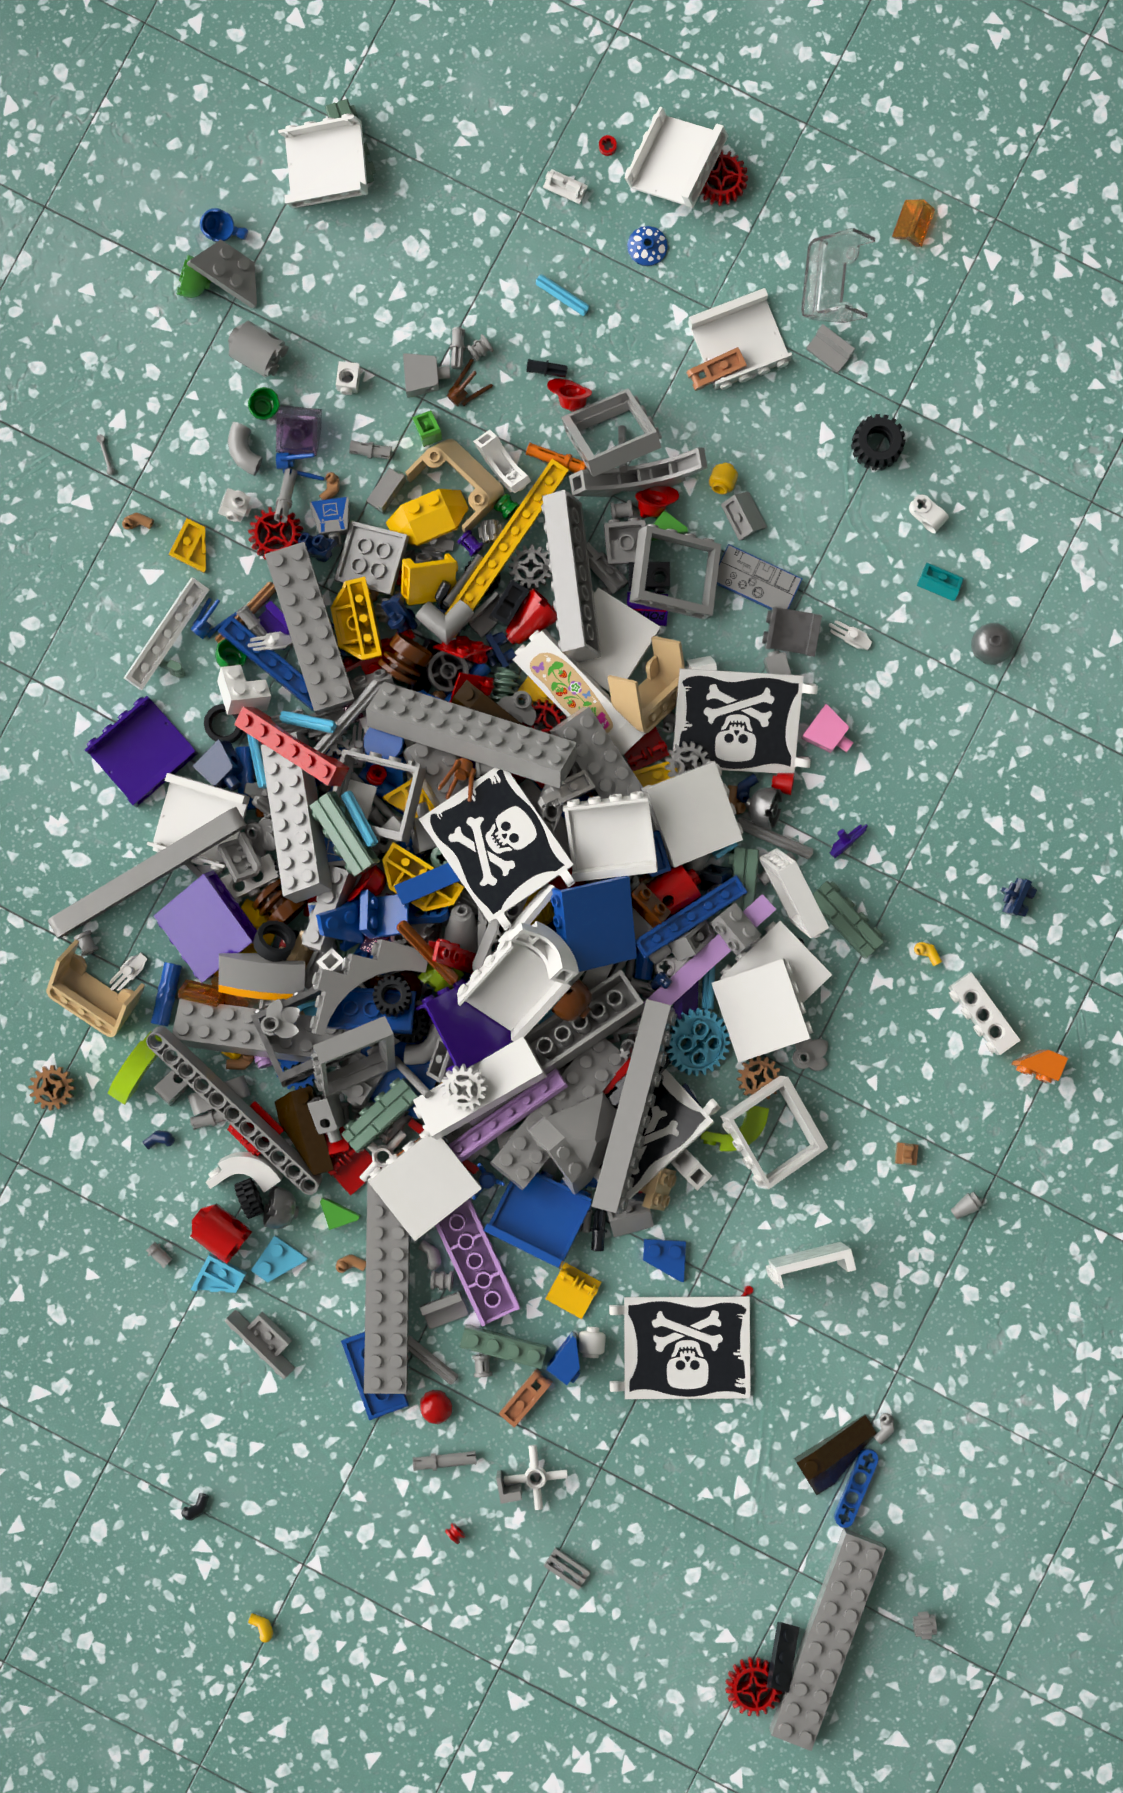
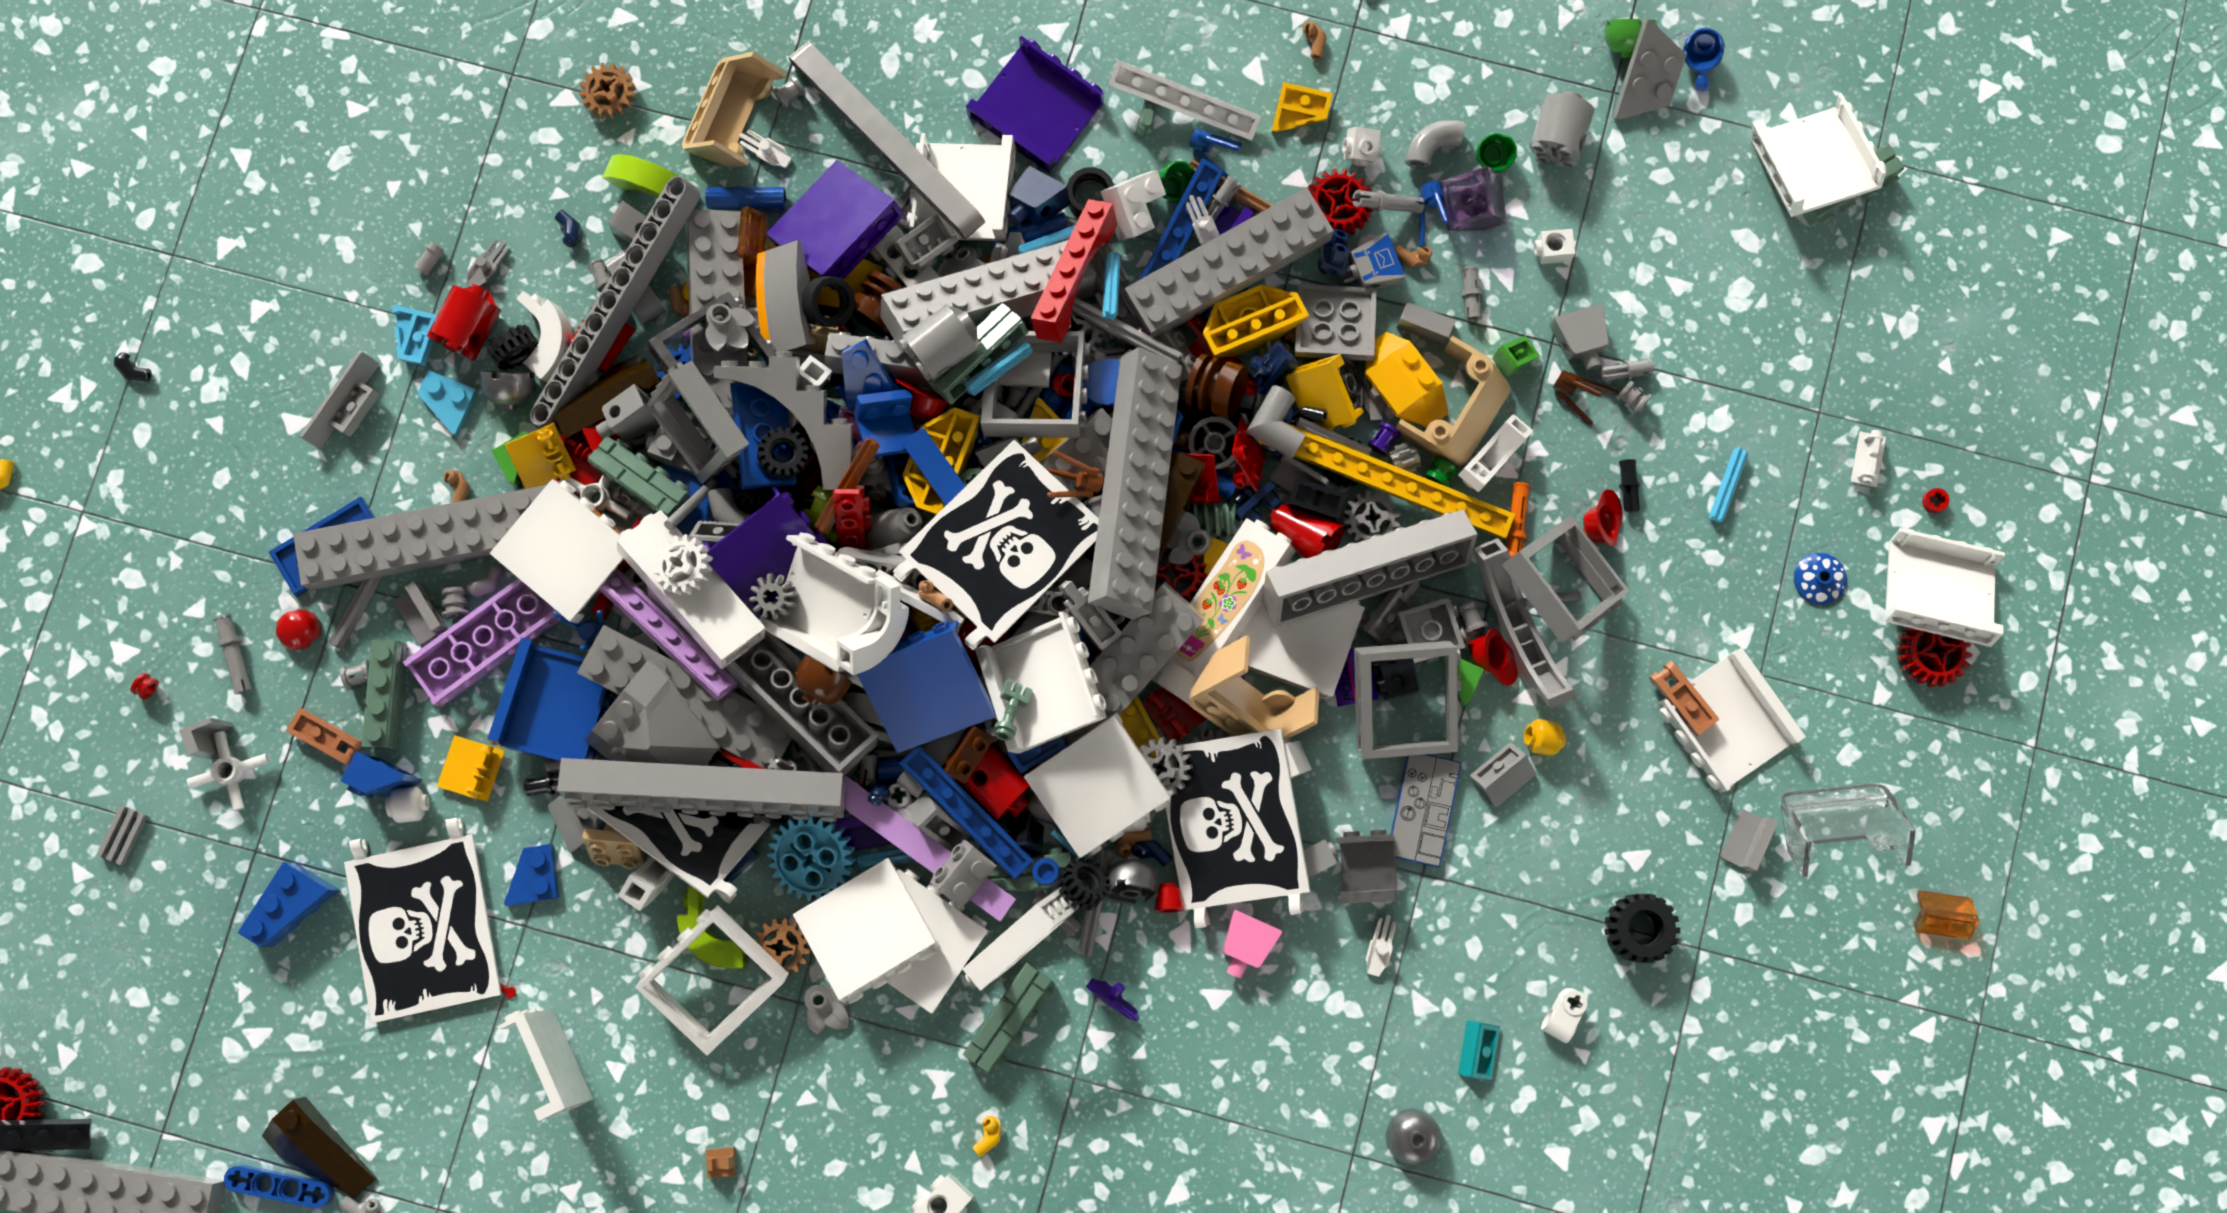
camera: 80 degrees right, 5 degrees down
(176, 1212) = (483, 267): none -> light grey piece
(333, 855) = (941, 341): none -> light grey cylinder
(344, 1191) = (540, 457): none -> yellow hinge
(506, 1028) = (762, 596): none -> light grey gear
(527, 905) = (934, 597): none -> medium nougat arm
(617, 858) = (1005, 729): none -> sand green hinge
(647, 1448) = (285, 903): none -> blue wedge
(746, 868) = (1046, 871): none -> blue tile
(768, 846) = (1076, 891): none -> black tyre

